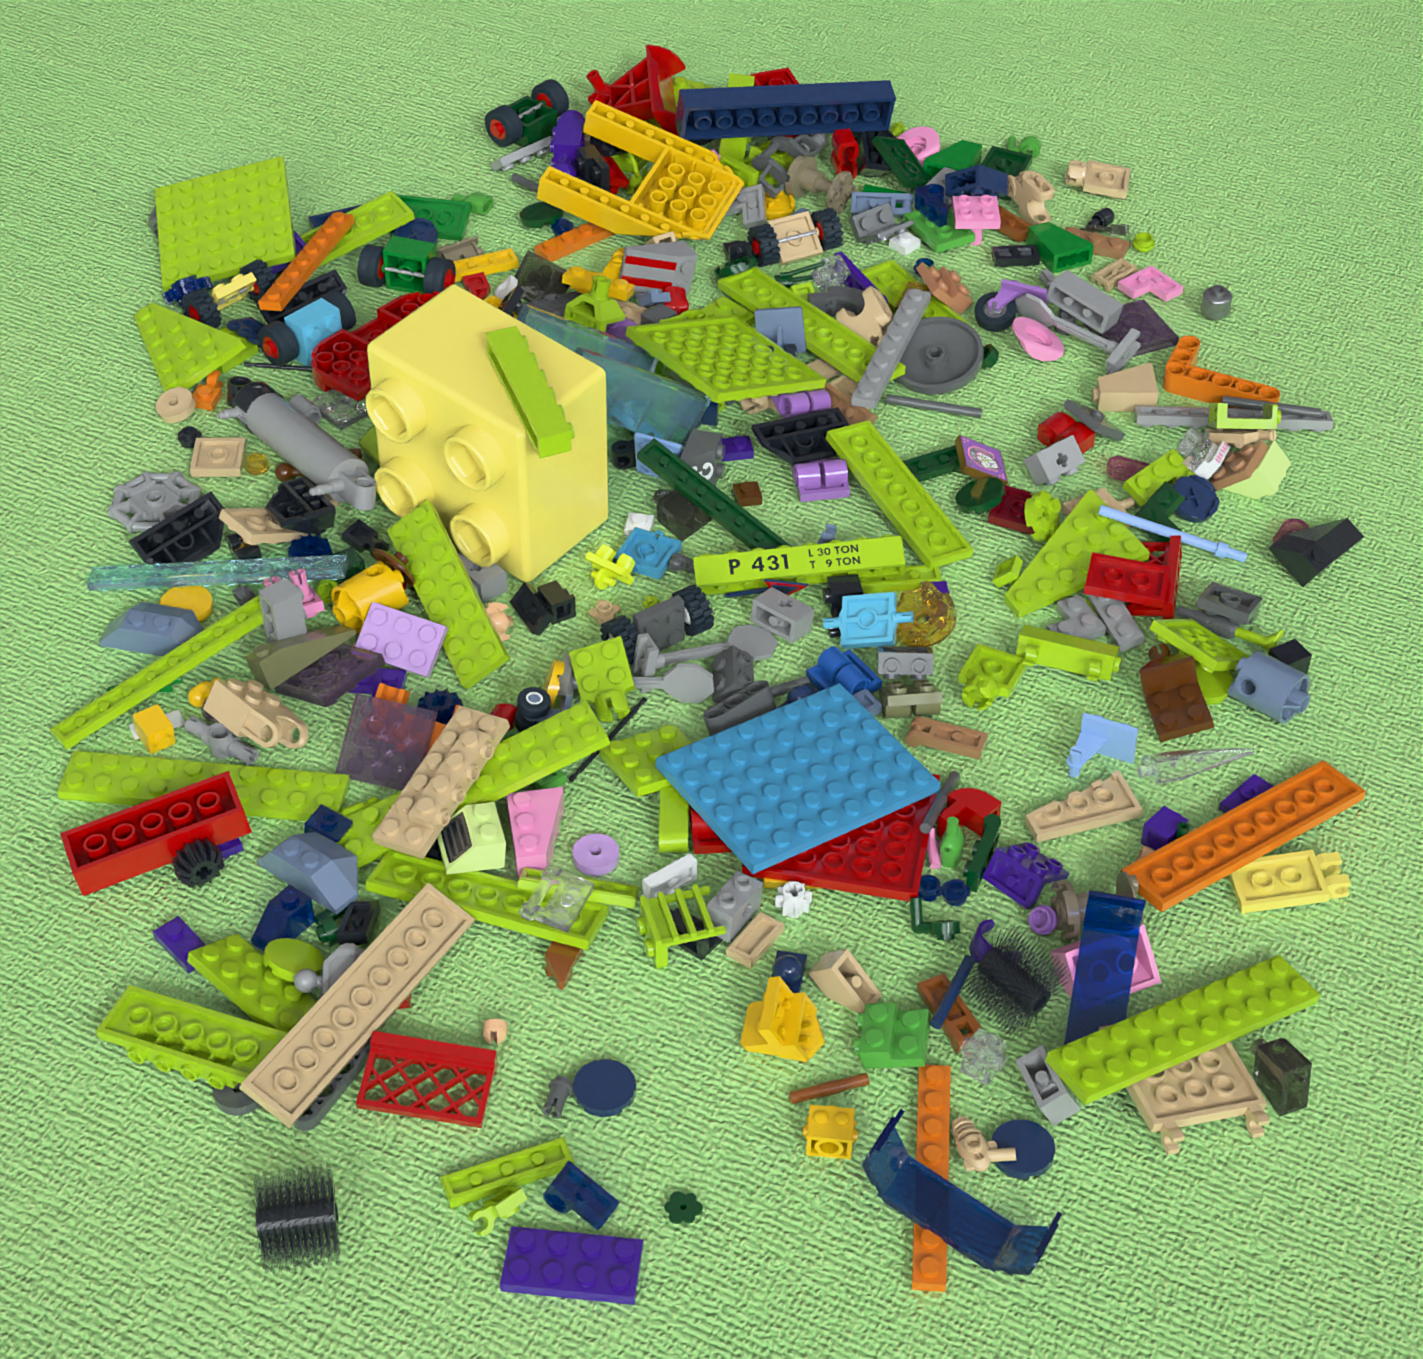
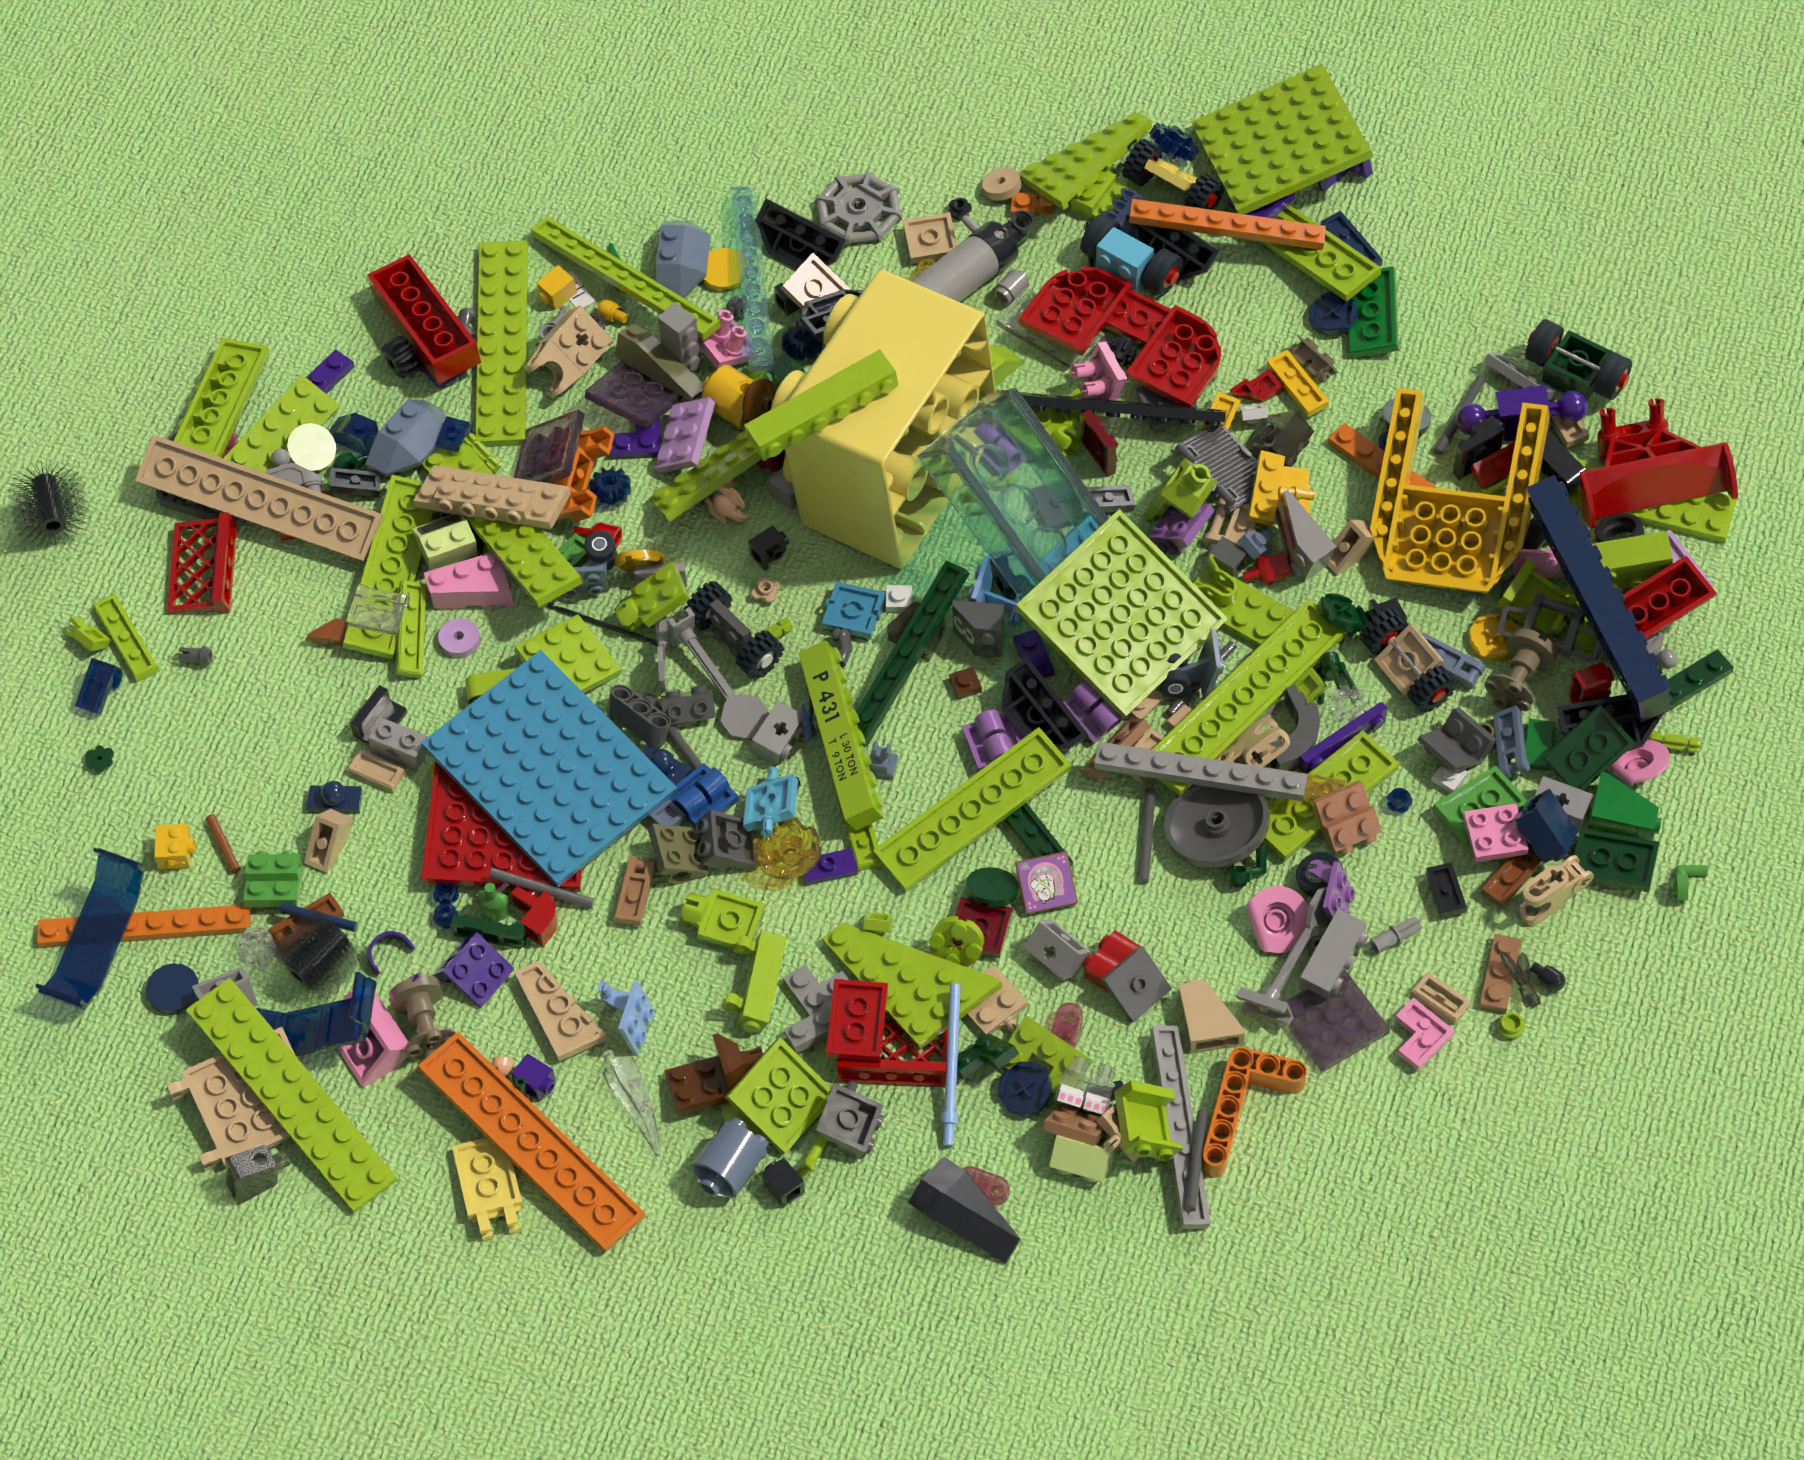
camera: 85 degrees right, 15 degrees up
(405, 266) = (1256, 289): brick -> none
(480, 202) = (1417, 353): bright green piece -> none
(494, 1030) = (256, 601): light nougat hinge -> none
(532, 609) = (741, 539): black plate -> none
(572, 1265) = (44, 695): dark purple plate -> none
(604, 1087) = (210, 687): dark blue tile -> none
(608, 570) = (818, 581): neon yellow hips -> none
(659, 928) = (357, 692): lime plate -> none
(674, 876) = (424, 688): white plate -> none
(751, 205) = (1475, 609): light grey plate -> none
(782, 1024) = (271, 798): yellow piece -> none
(793, 899) = (416, 789): white gear -> none
(839, 587) = (819, 782): black brick -> none
(930, 203) = (1503, 786): clear blue plate -> none
(942, 928) = (398, 907): dark green plate -> none
(975, 1149) = (162, 952): tan piece -> none
(1059, 248) = (1469, 930): green slope -> none
(1098, 178) = (1633, 969): tan plate -> none
(1216, 302) = (1391, 1101): flat silver head -> none
(1249, 789) = (597, 1150): dark purple plate -> none

